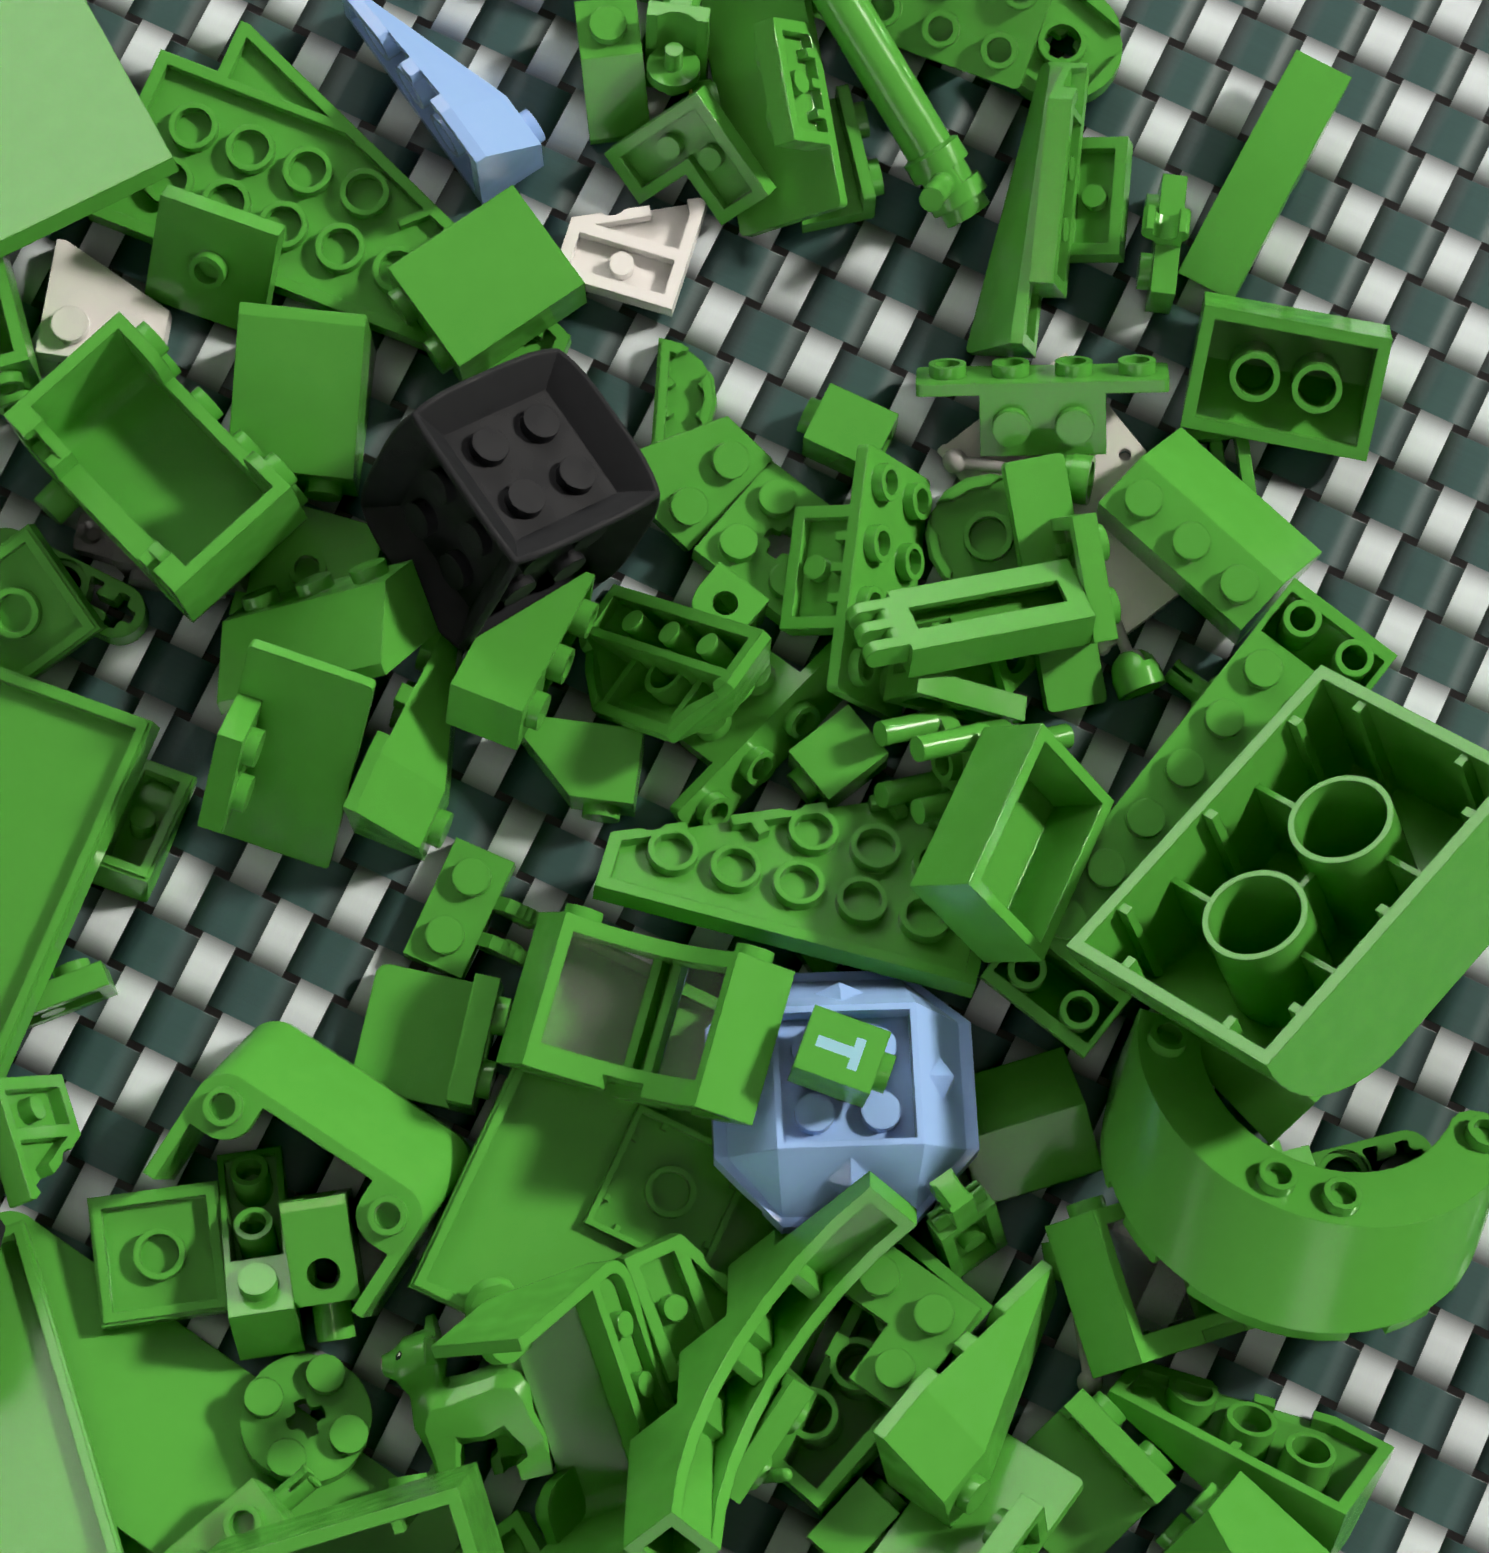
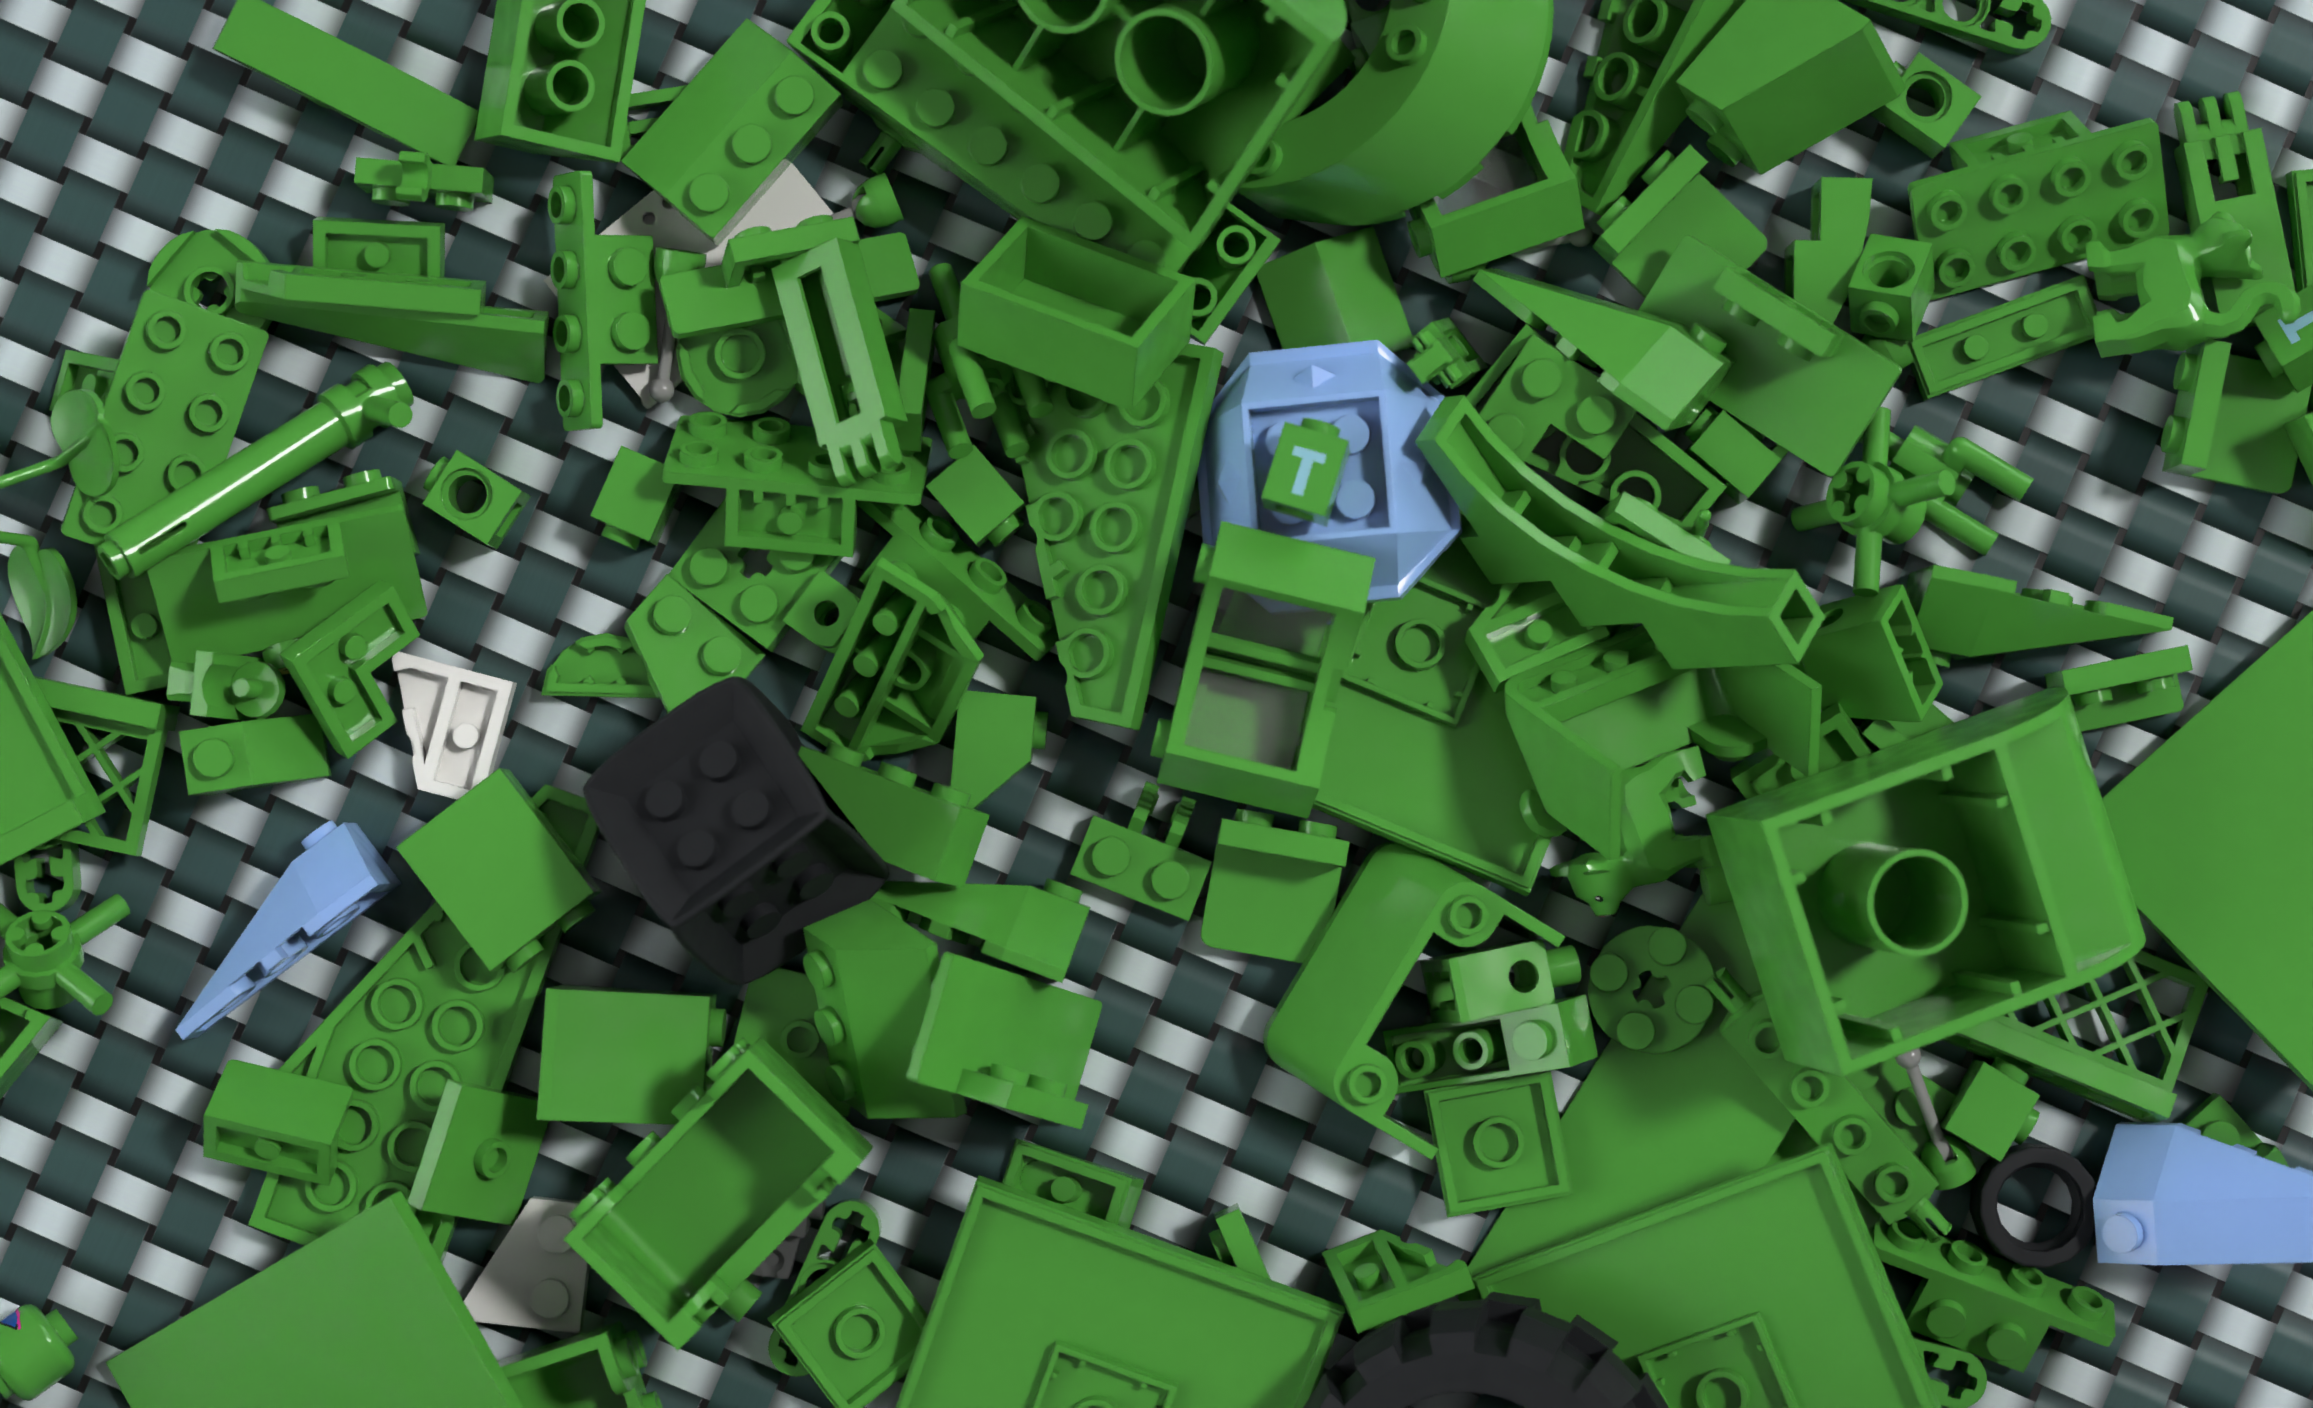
camera: 95 degrees left, 10 degrees up
(257, 73) = (276, 1121): none -> bright green panel
(845, 305) = (499, 511): none -> bright green brick

